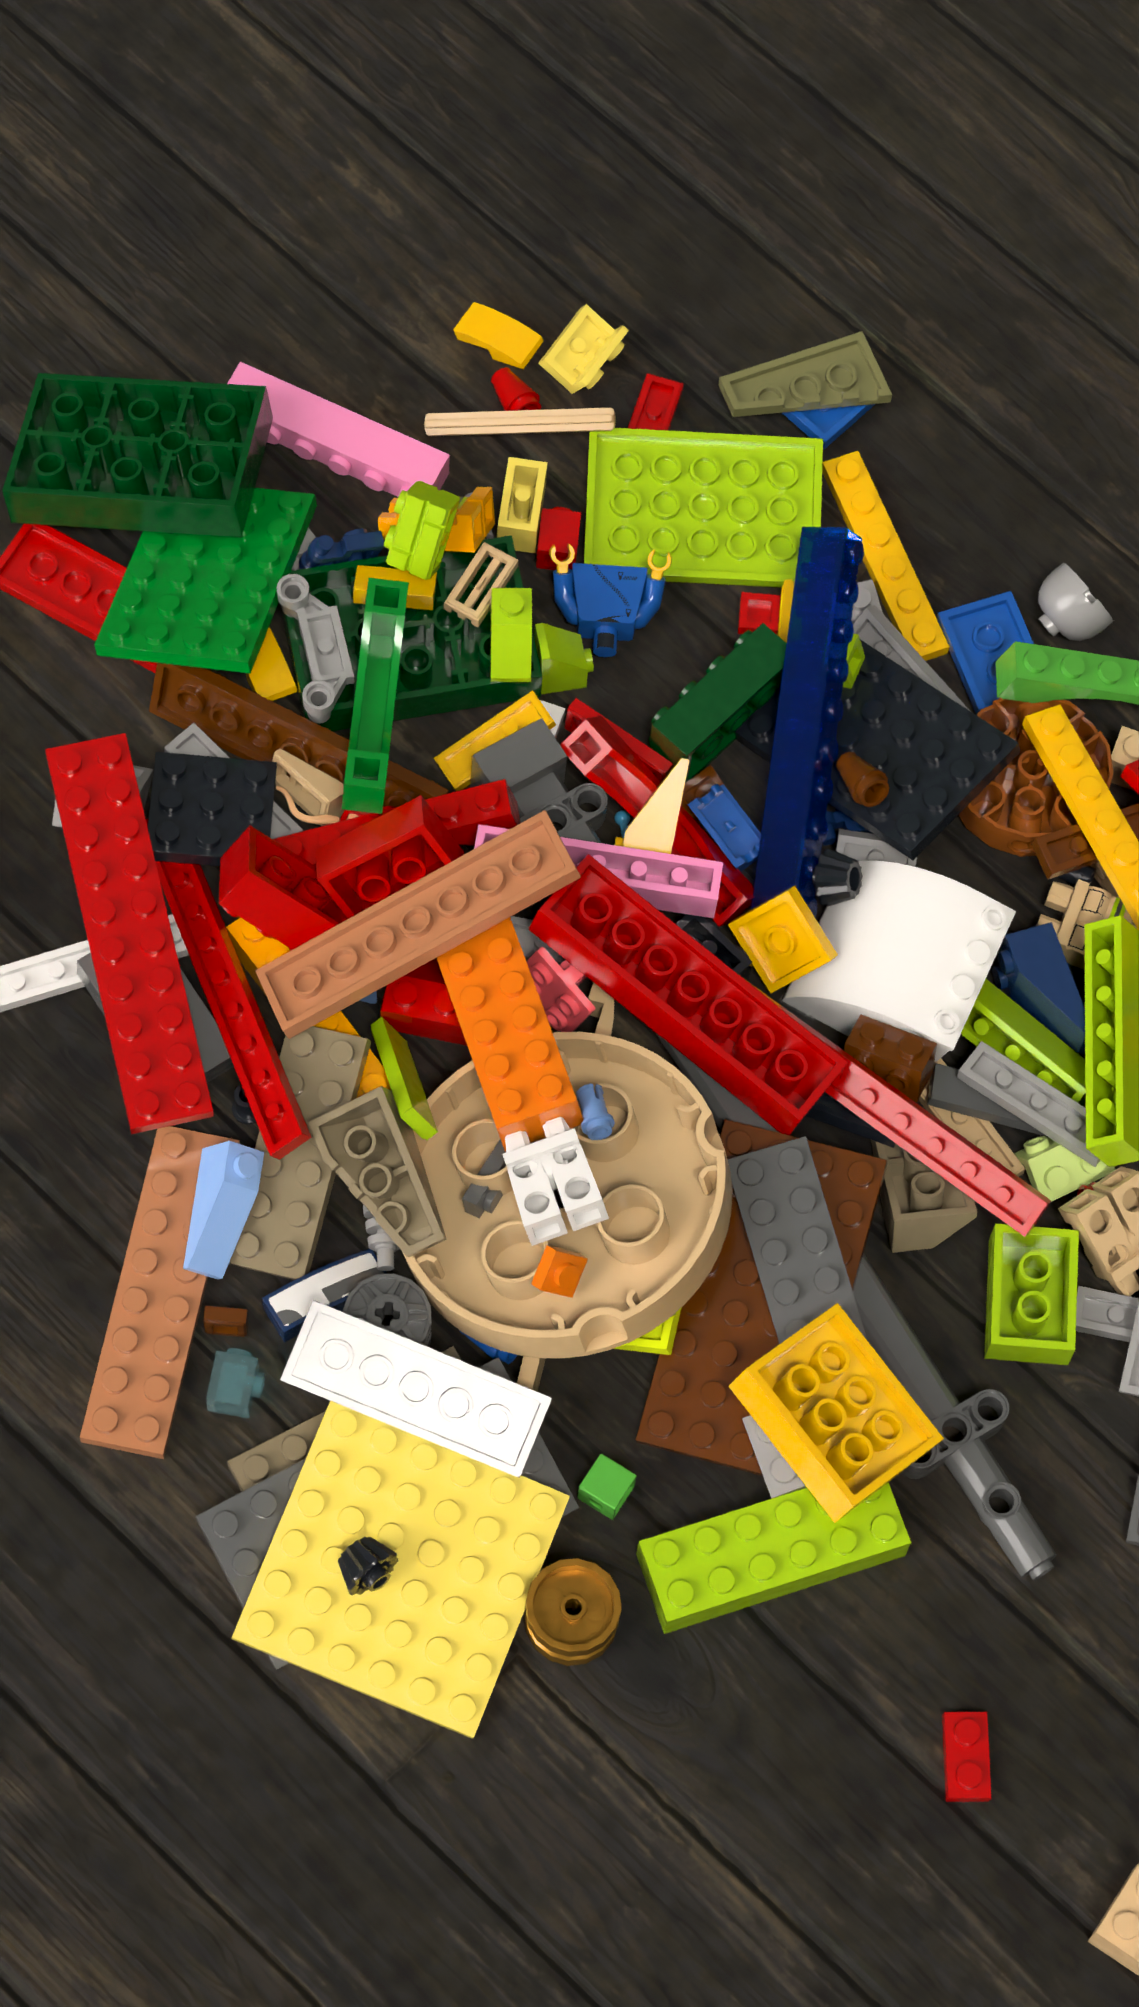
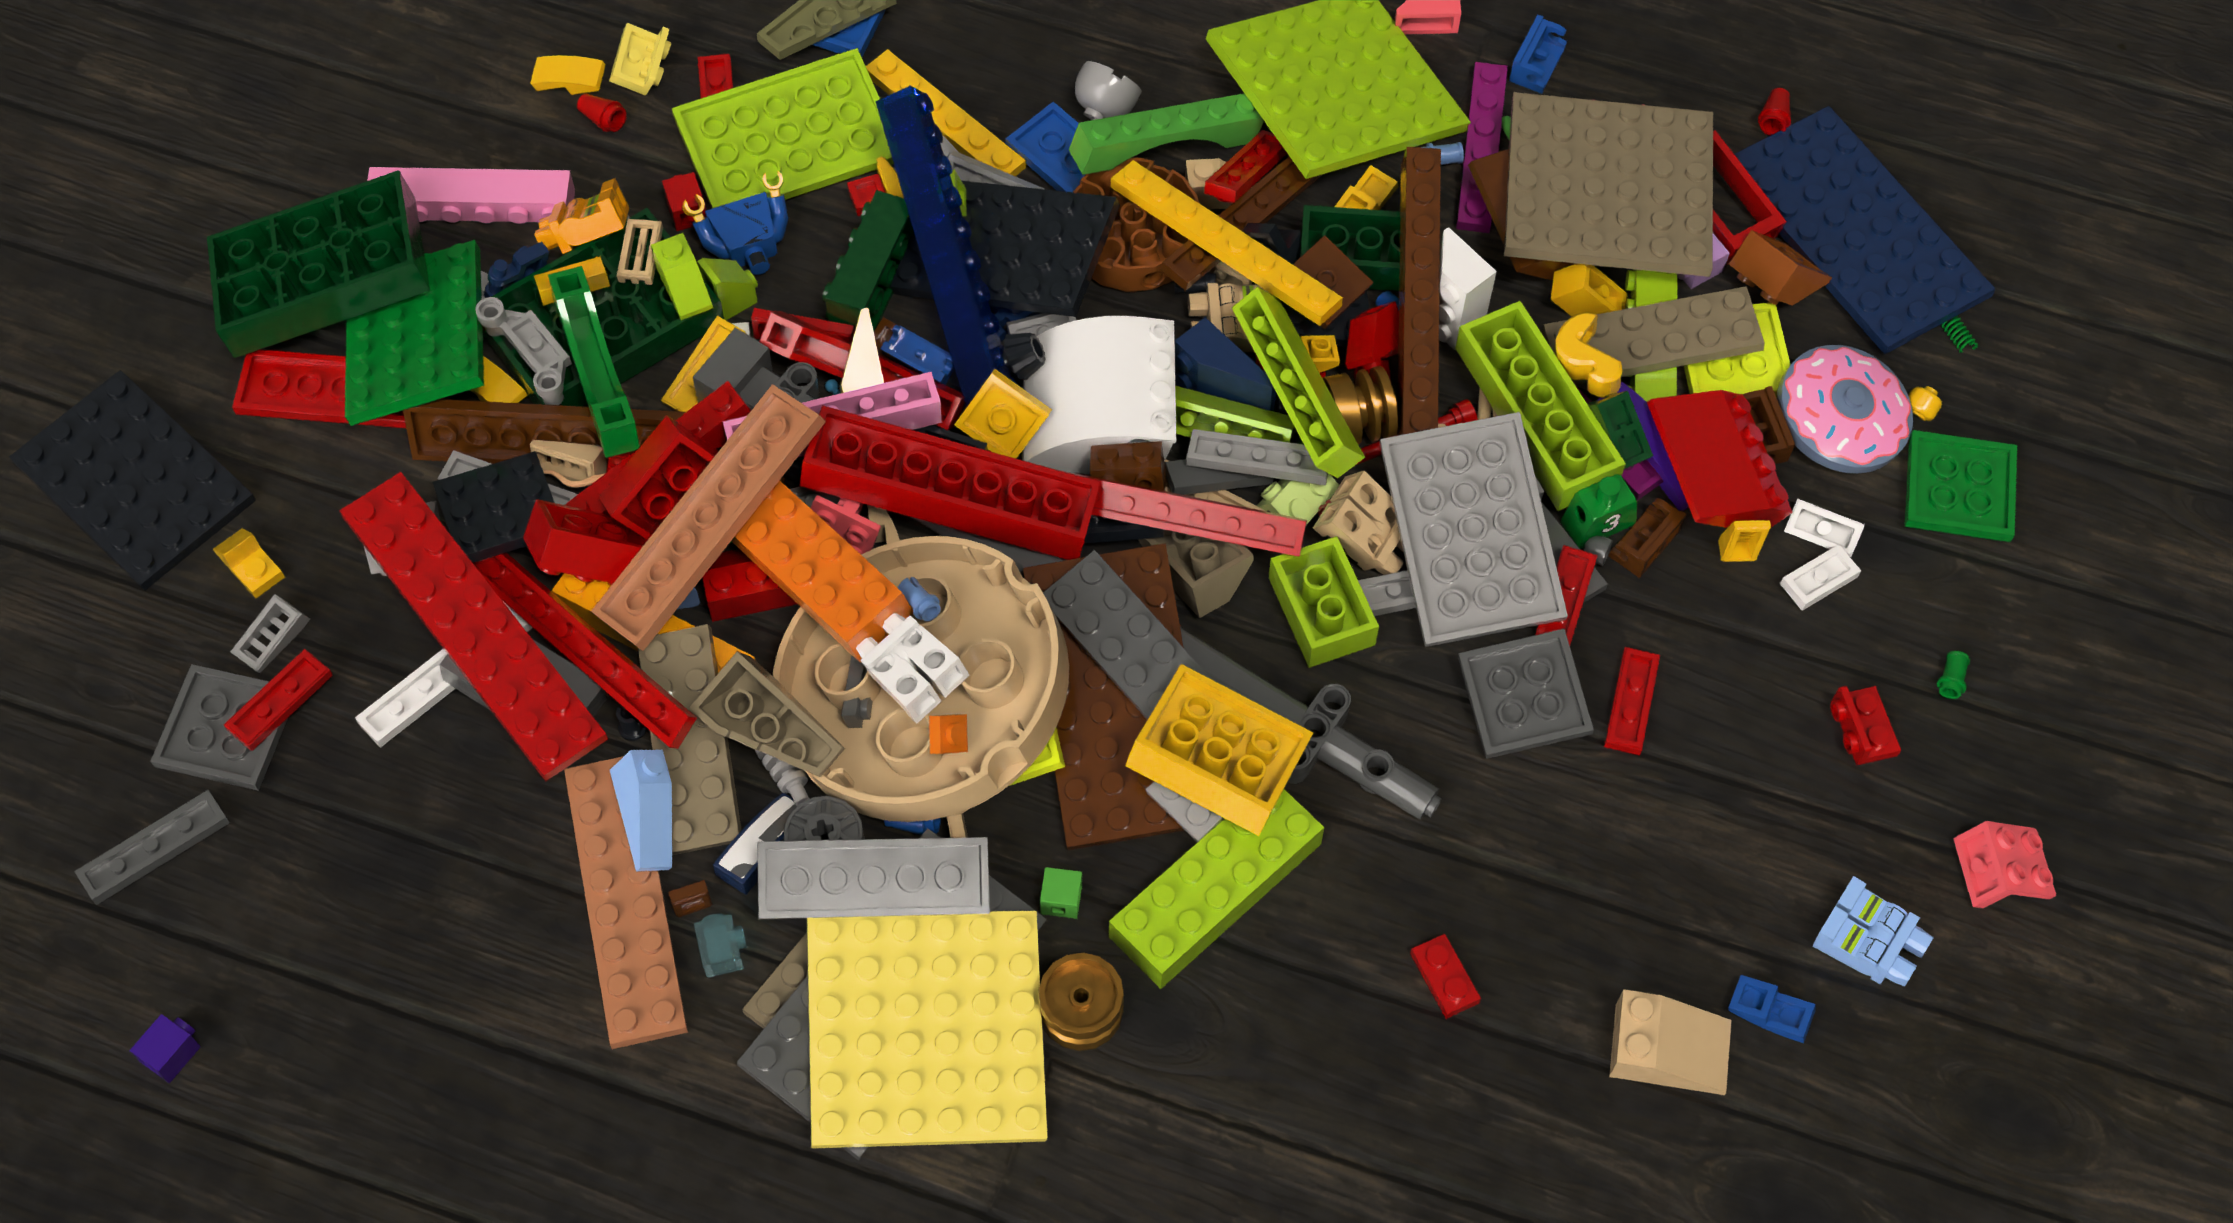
camera: 20 degrees left, 5 degrees down
(366, 1565) = (898, 1035): black piece -> none
(403, 1079) = (751, 645): lime tile -> none
(421, 530) = (574, 224): lime brick -> none
(520, 421) = (614, 127): tan axle -> none
(522, 502) = (644, 181): light yellow brick -> none
(863, 780) = (1011, 272): reddish brown cone -> none

